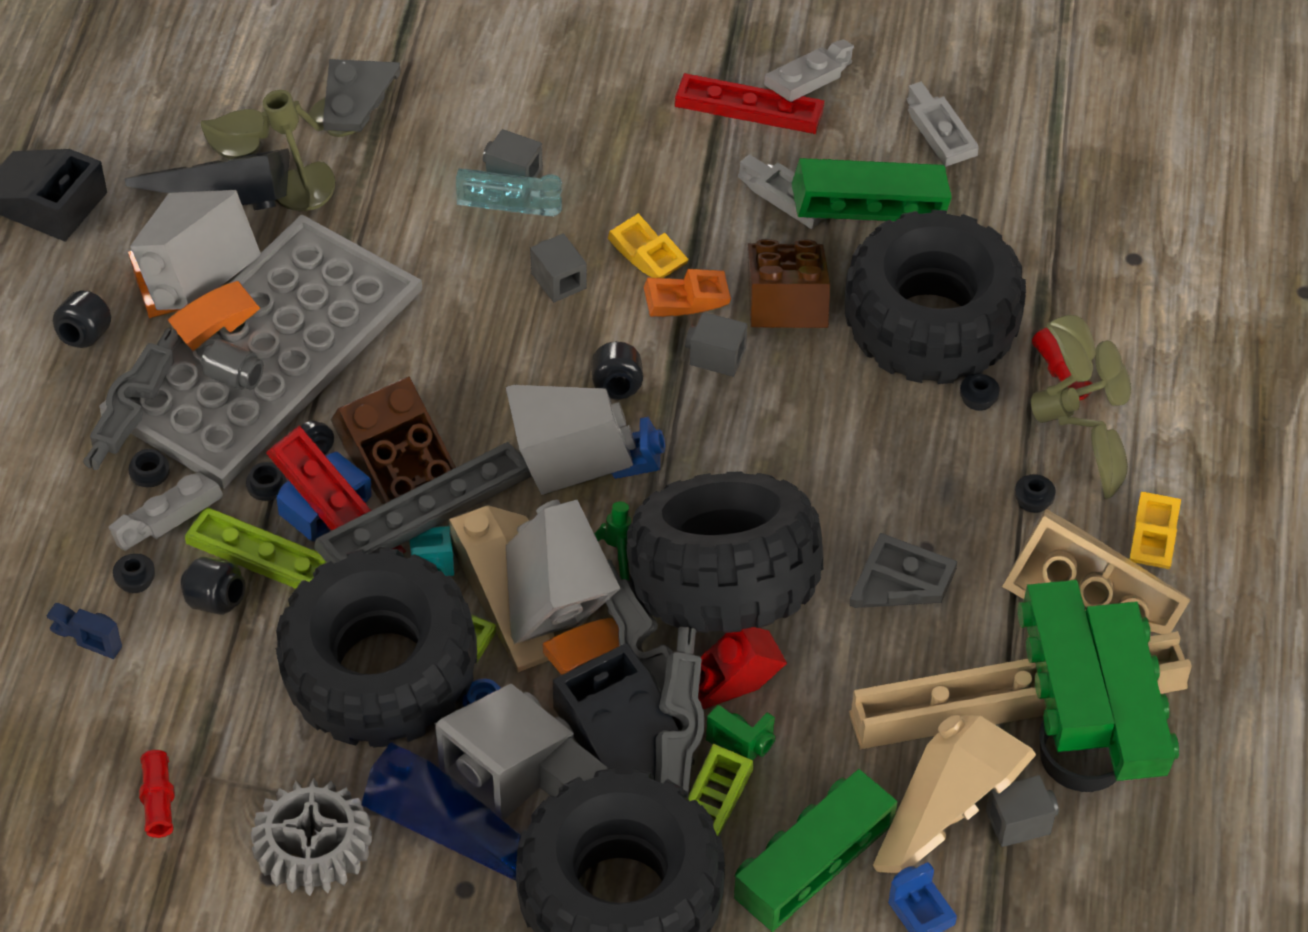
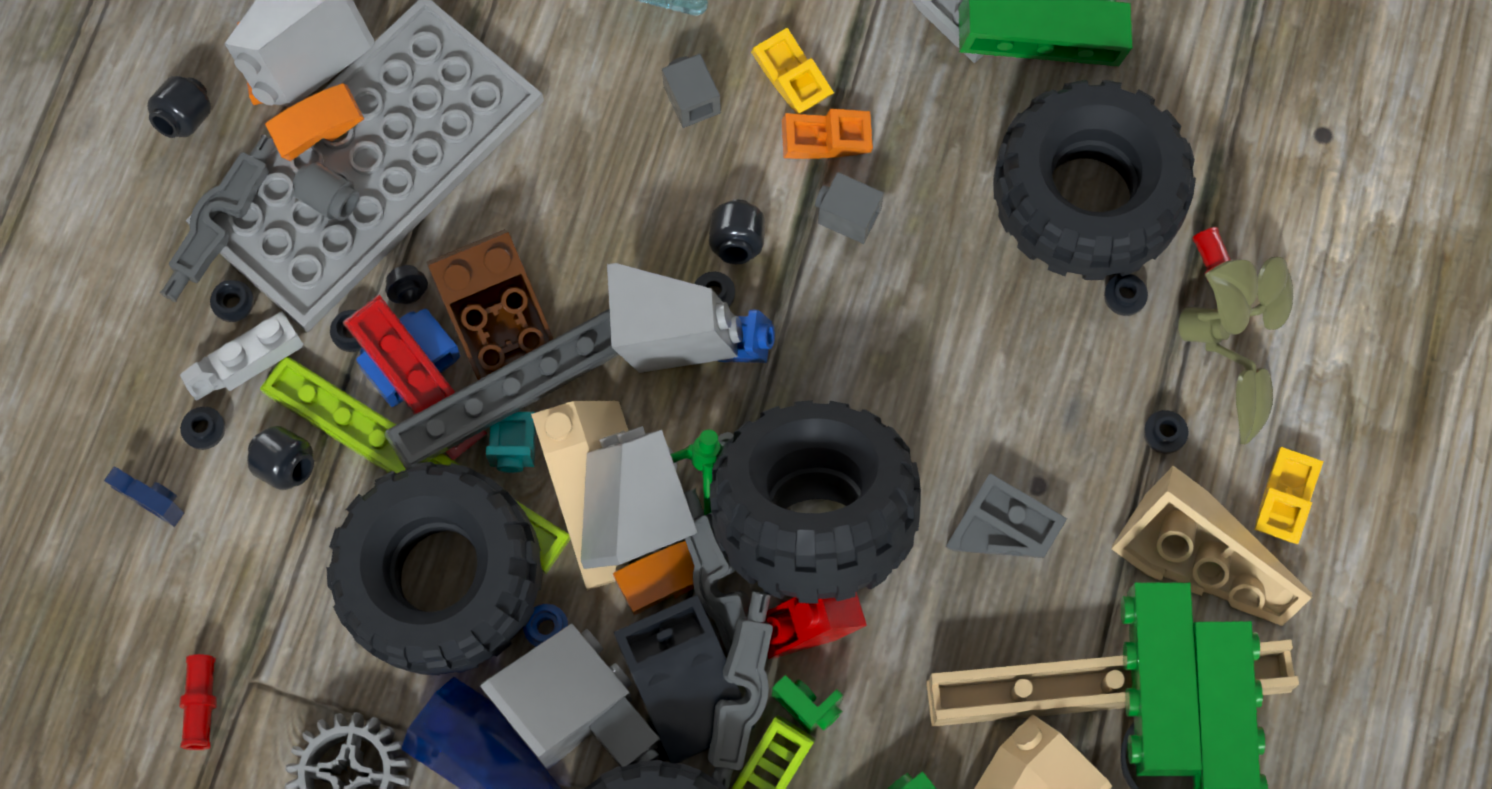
camera: 10 degrees right, 20 degrees up
(788, 284) = (937, 136): reddish brown slope -> none

